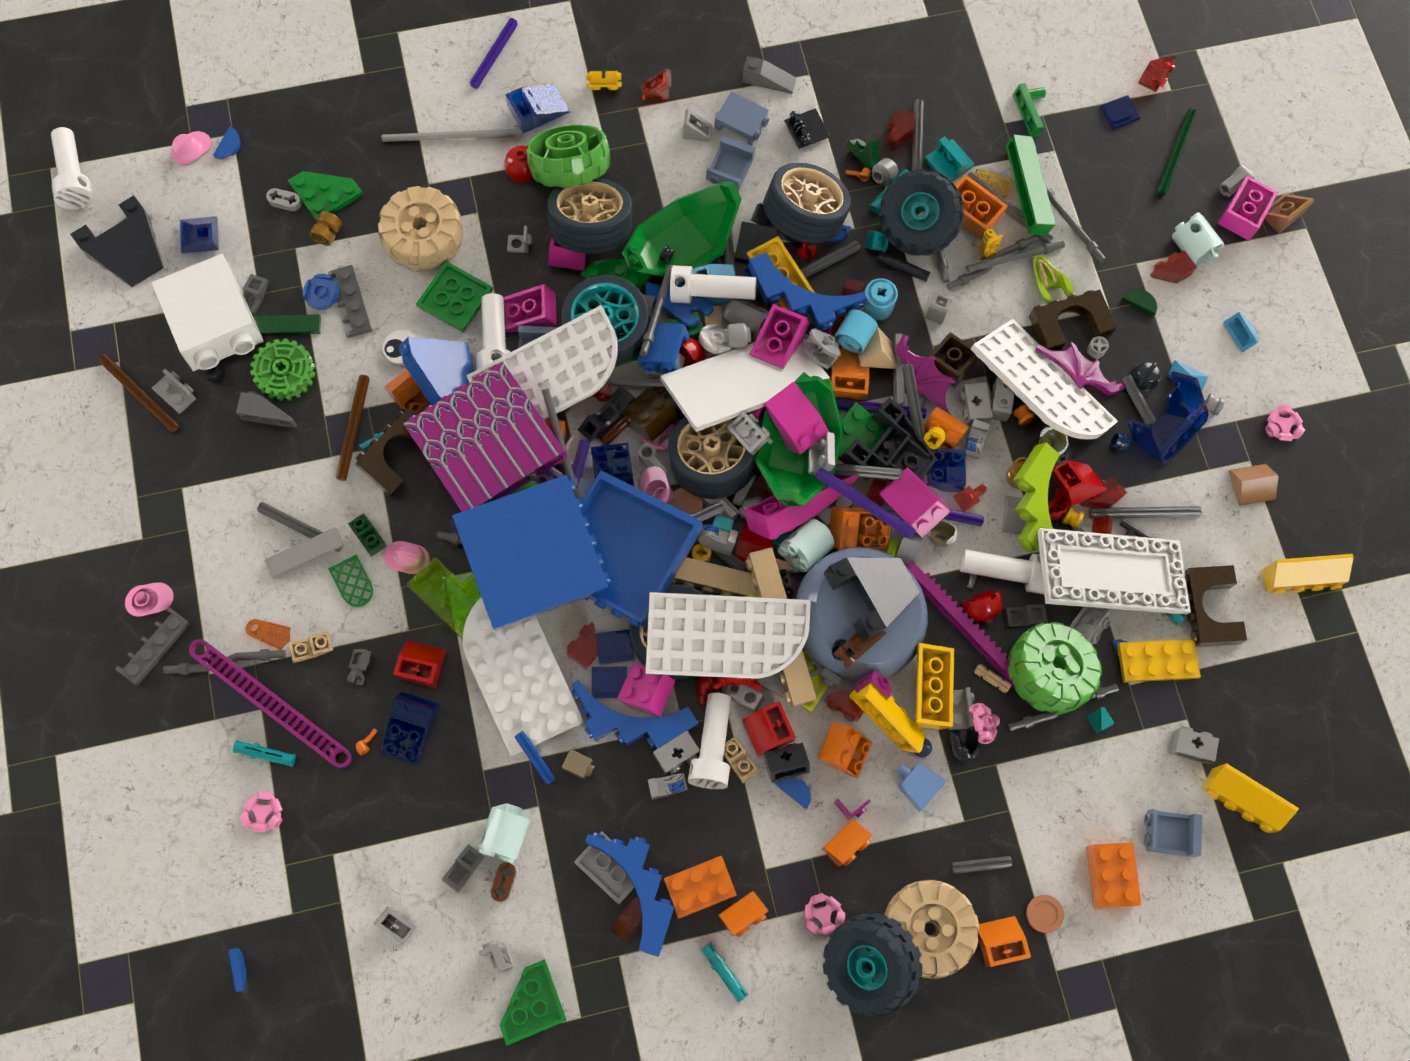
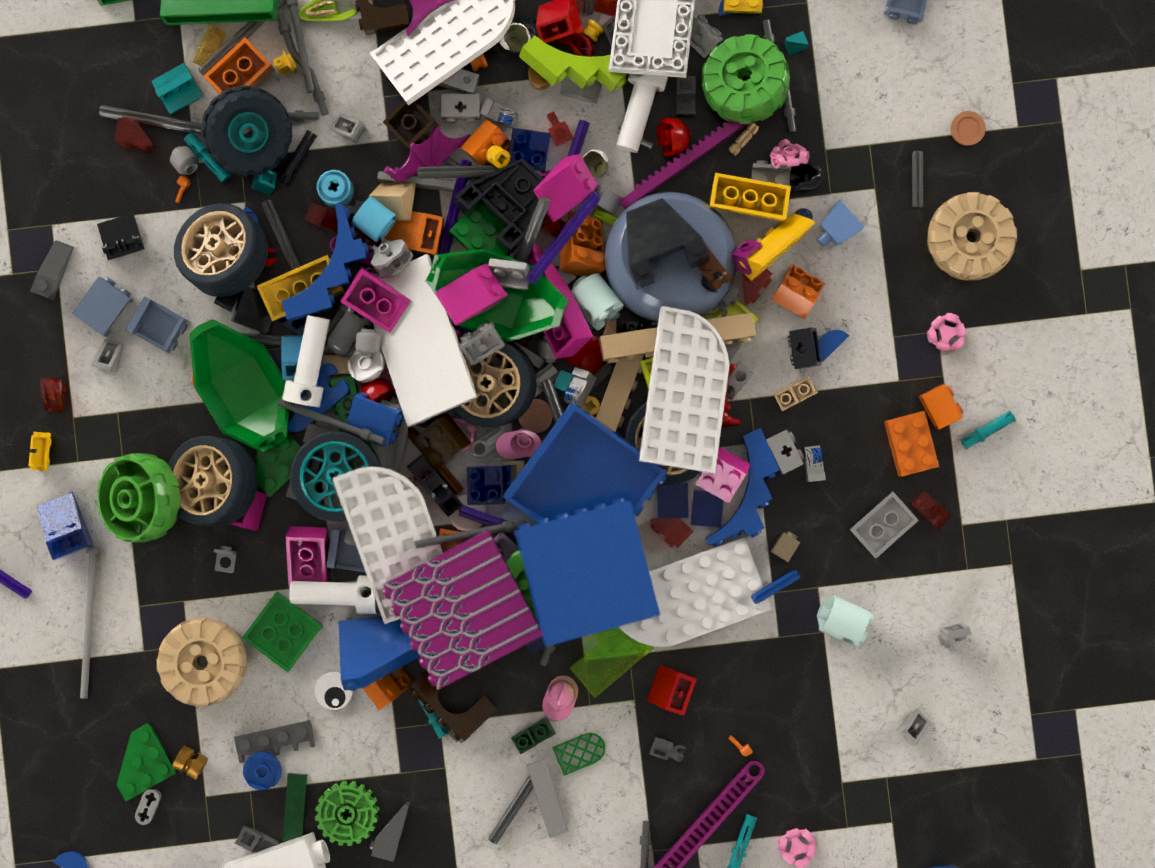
camera: 80 degrees left, 15 degrees up
(269, 633) = (622, 836): clear orange piece -> none
(311, 647) = (642, 795): tan slope -> none
(352, 427) = (416, 744): reddish brown axle -> none
(408, 727) = (732, 704): clear blue slope -> none
(463, 868) = (869, 662): dark grey slope -> none
(498, 880) = (887, 621): reddish brown beam -> none
(517, 165) = (132, 553): red cylinder -> none
(533, 1005) = (998, 606): green plate -> none
(646, 882) = (933, 487): blue arch -> none
(666, 254) = (258, 404): black bush -> none
(709, 769) = (804, 421): white piece -> none
(769, 728) = (771, 361): red slope -> none
(846, 843) = (887, 301): orange slope -> none
(847, 814) = (856, 284): magenta bracket -> none
(867, 154) = (162, 176): dark green slope -> none
(872, 964) = (1002, 295): black wheel -> none
(1002, 942) = (990, 172): orange slope -> none
(1113, 875) = (941, 59): orange brick -> none

